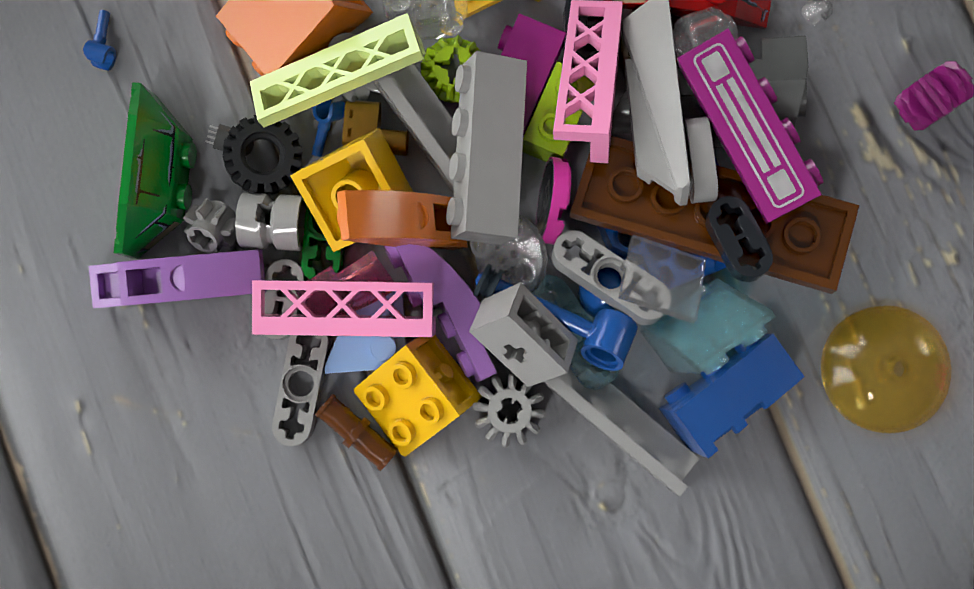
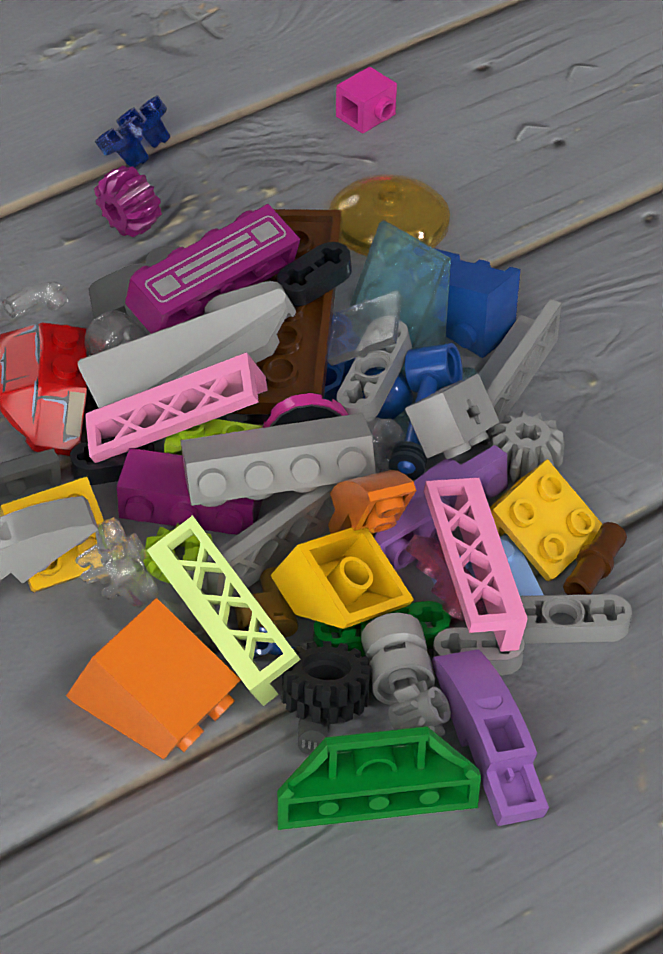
camera: 105 degrees left, 40 degrees down
(95, 50) = (242, 878): blue hand -> none

